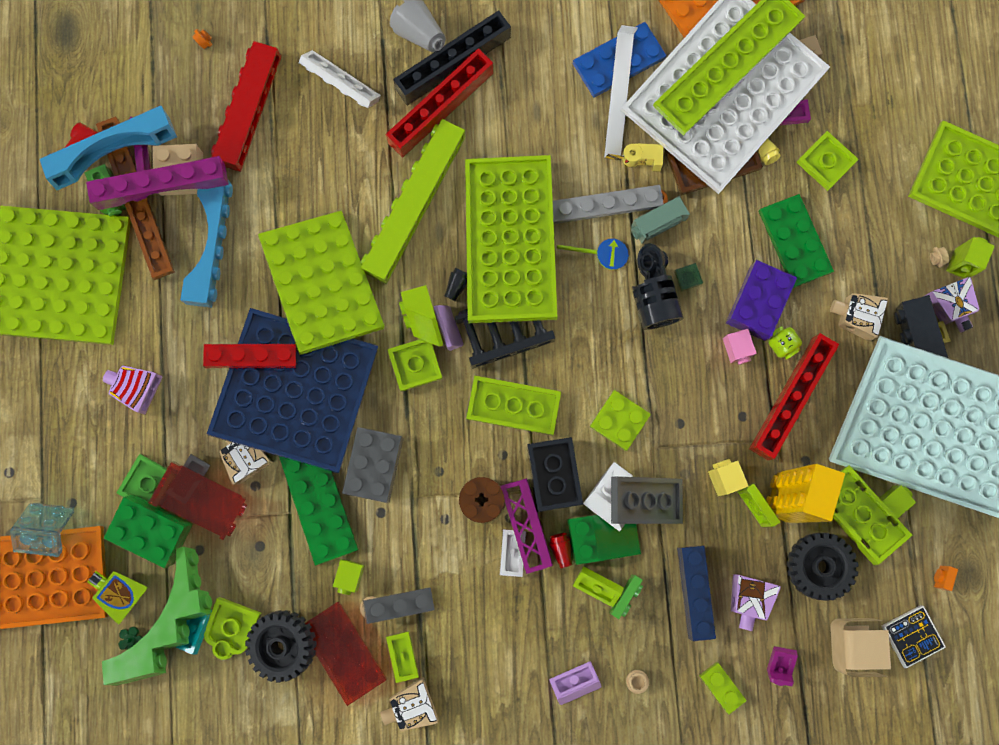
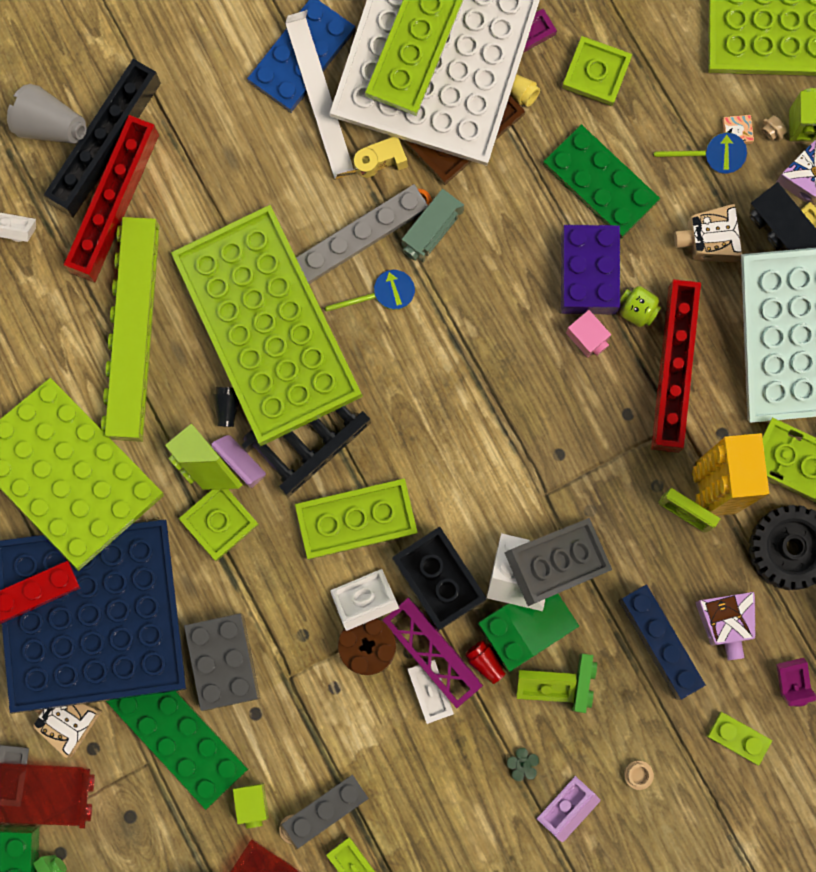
camera: 20 degrees left, 0 degrees up
(494, 465) = (364, 599): none -> white tile
(556, 635) = (523, 765): none -> dark green plant
(620, 420) = (488, 481): lime plate -> none
(657, 296) = (467, 316): black cylinder -> none
(688, 277) = (494, 278): clear green plate -> none
(727, 477) = (639, 493): light yellow brick -> none
(894, 259) = (723, 153): none -> blue piece
(911, 247) = (740, 126): none -> tile

